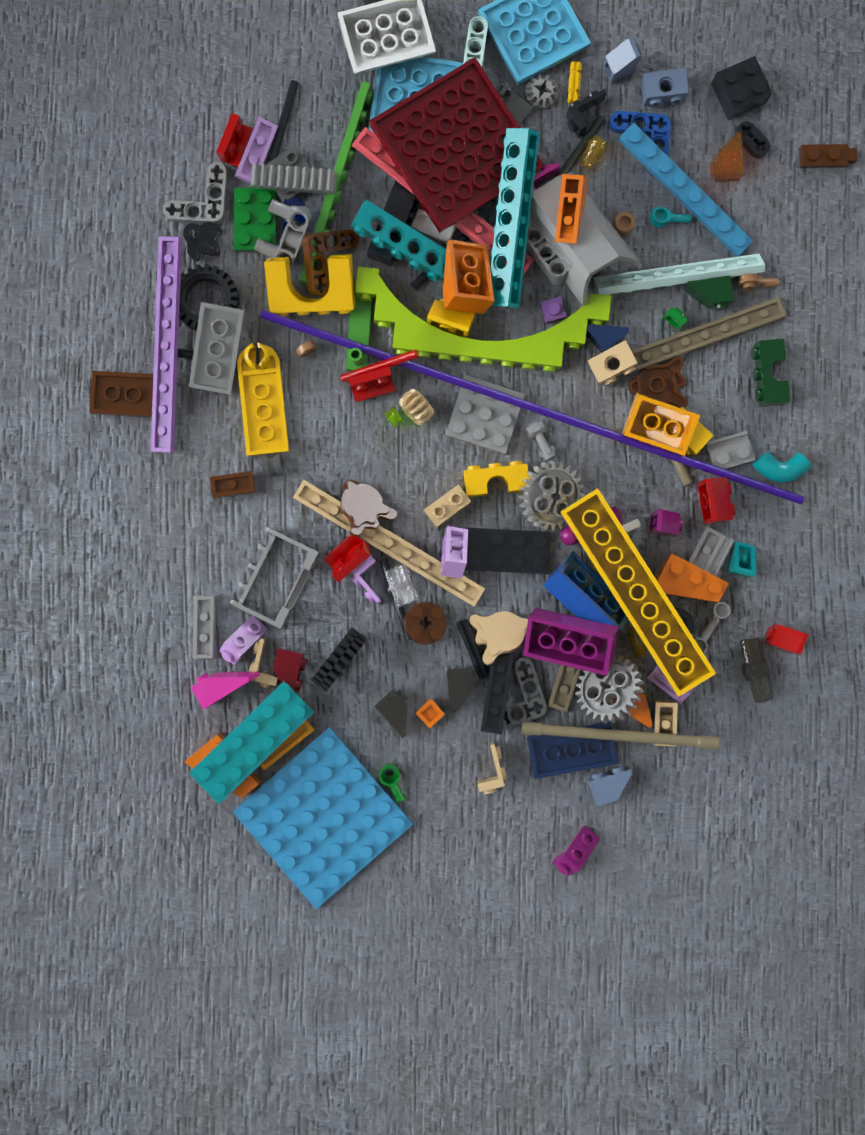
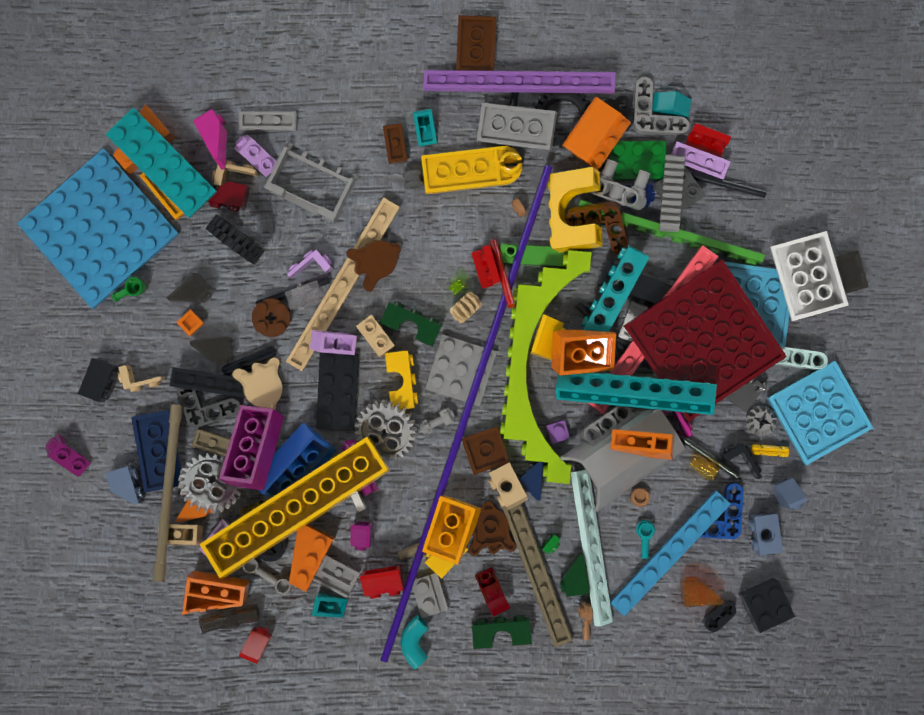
camera: 95 degrees right, 0 degrees up
(193, 181) = (671, 104): none -> teal slope
(215, 451) = (424, 127): none -> teal slope
(226, 259) = (596, 133): none -> orange slope
(347, 556) = (329, 247): red bracket -> none
(440, 450) = (396, 315): none -> dark green arch
(494, 815) = (98, 380): none -> black brick
(573, 388) = (485, 450): none -> reddish brown plate
(727, 382) = (492, 591): none -> dark red slope
(728, 688) = (208, 592): none -> orange wedge
(827, 156) = (705, 685): reddish brown hinge -> none

